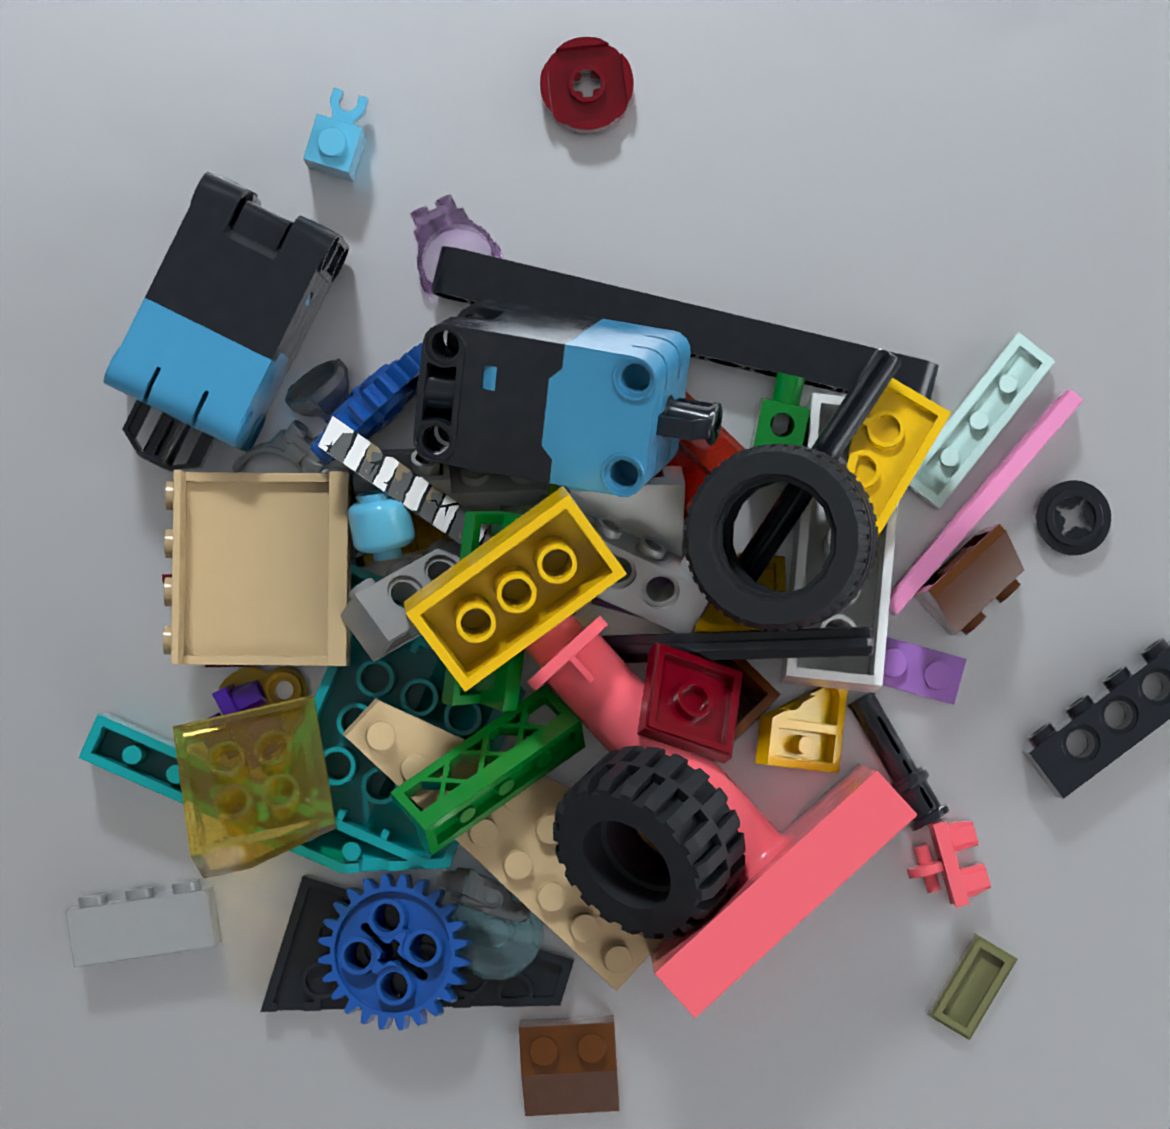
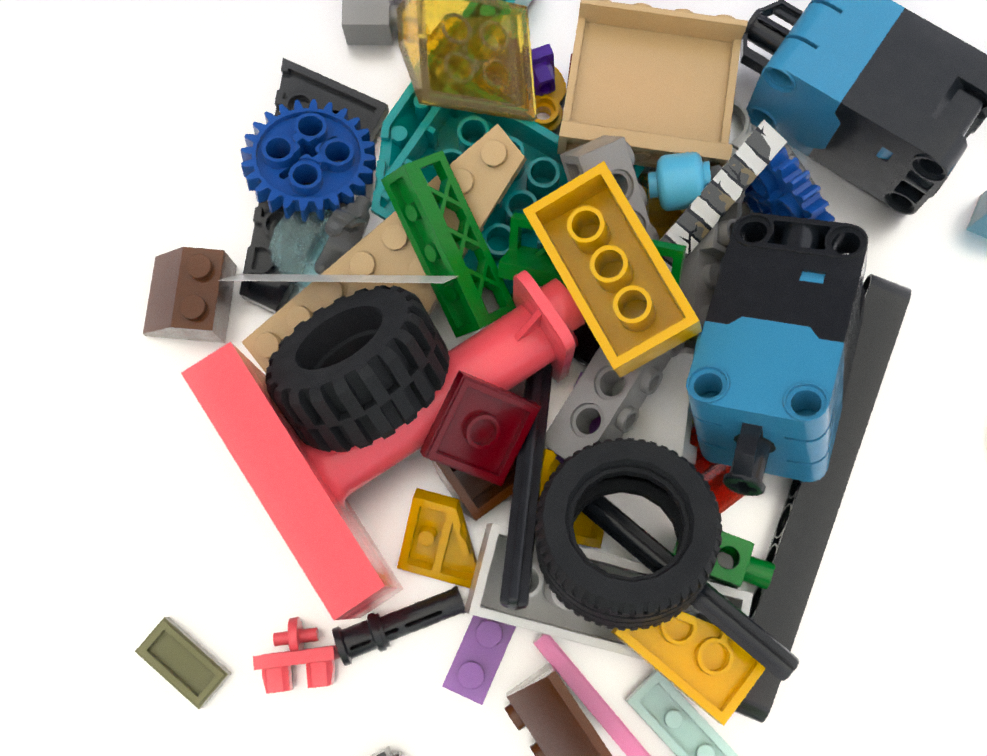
camera: 100 degrees right, 10 degrees down
(440, 220) = (927, 288): clear purple helmet -> none
(543, 888) = (340, 278): none -> white sticker

